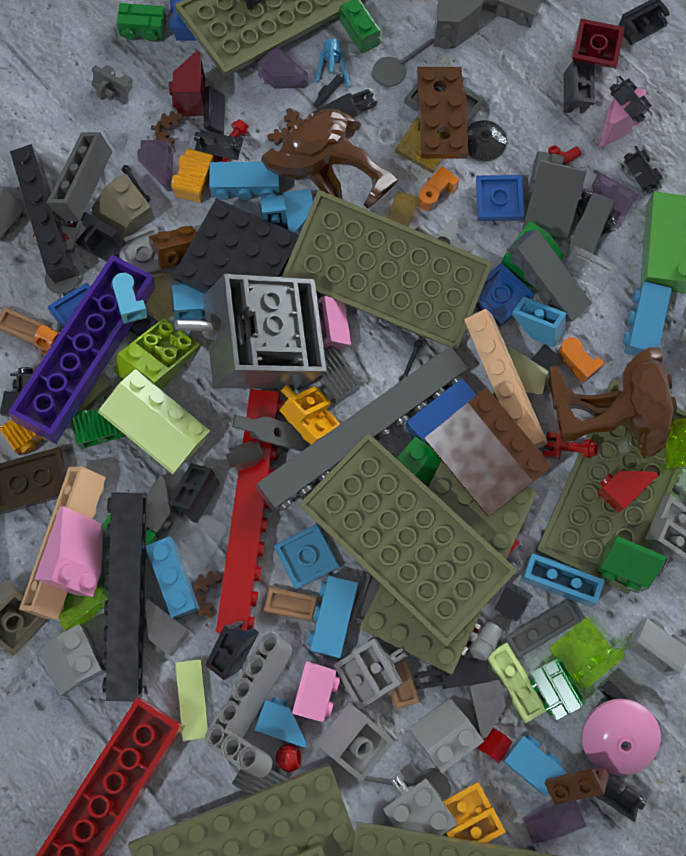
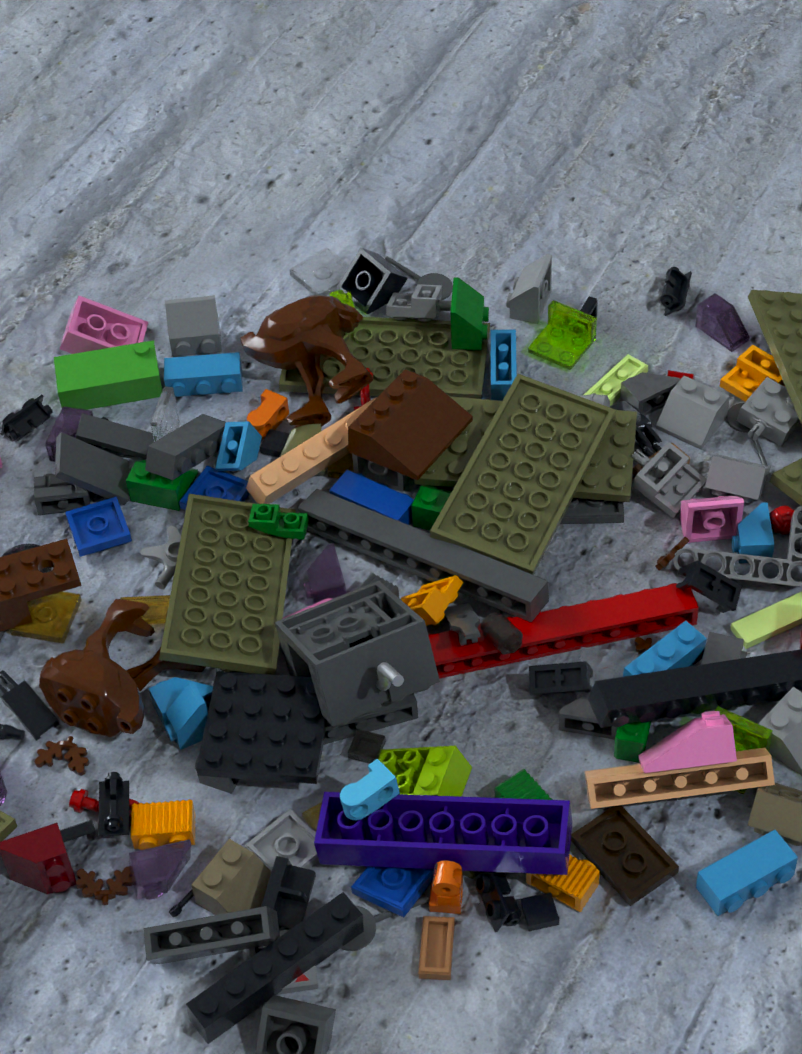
camera: 105 degrees left, 25 degrees down
(109, 85) = (58, 968): dark grey hips -> none
(154, 421) = (499, 739): yellowish green slope -> none
(172, 245) = (265, 805): reddish brown bracket -> none
(187, 303) = (336, 764): dark azure slope -> none
(242, 180) = (152, 765): dark azure brick -> none
(285, 631) = (664, 561): none -> reddish brown animal
(290, 604) = (633, 569): medium nougat tile -> none
(306, 556) = (578, 573): dark azure tile -> none
(332, 617) = (629, 526): dark azure brick -> none
(375, 352) = (325, 577): none -> clear purple slope
(417, 345) = (300, 550): black hinge -> none
(436, 187) = (104, 583): orange leg -> none
(440, 326) = (270, 520): none -> green slope
(532, 763) = (682, 347): dark azure brick -> none
(542, 629) = (543, 370): dark grey tile -> none
(557, 688) = (605, 347): brick -> none
(569, 155) = (26, 487): red arm -> none
(577, 785) = (683, 306): reddish brown bracket -> none
(611, 726) = (624, 297): bright pink dish -> none
(624, 487) = (392, 340): red slope -> none

